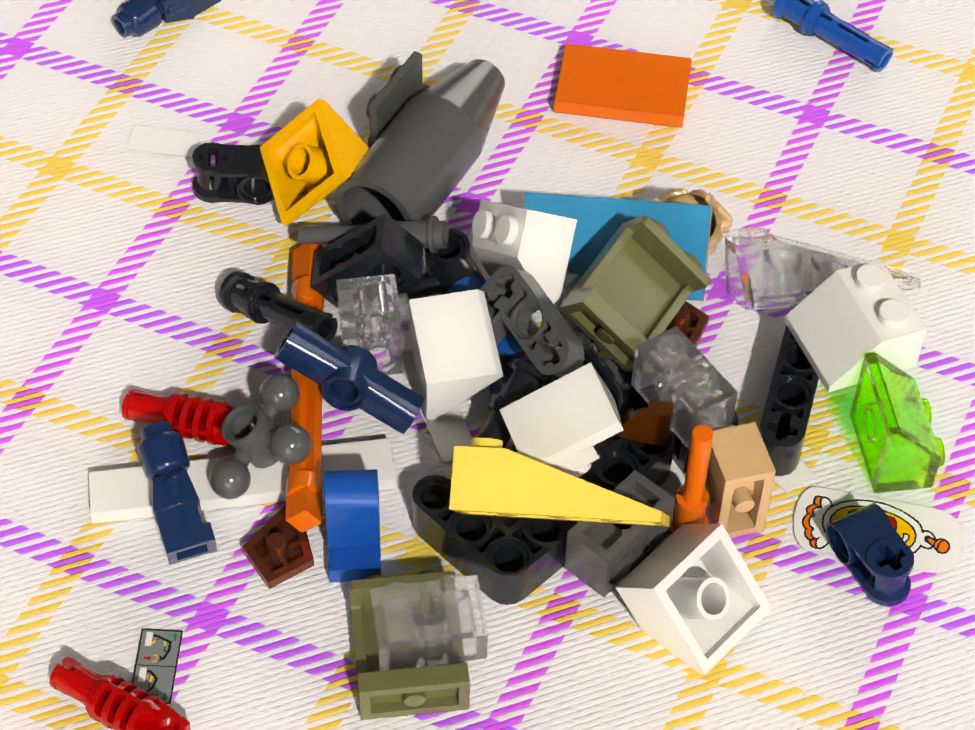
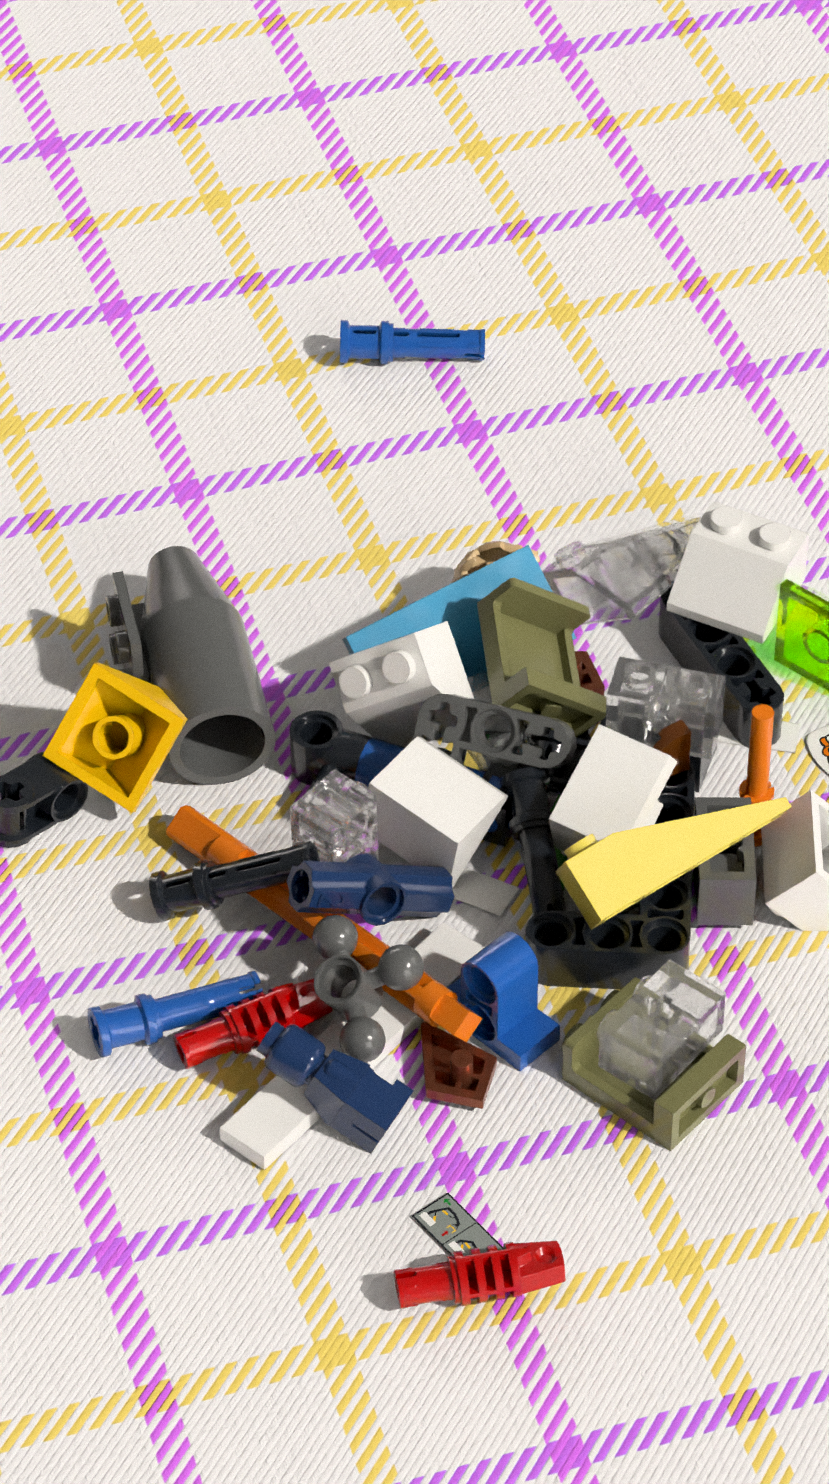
camera: 40 degrees left, 5 degrees down
(135, 367) = (150, 1017): none -> blue pin
(370, 250) = (265, 785): black brick -> none
(431, 233) = (282, 738): dark grey pin -> none
(623, 85) = (281, 504): orange tile -> none
(739, 480) = (790, 749): tan brick -> none

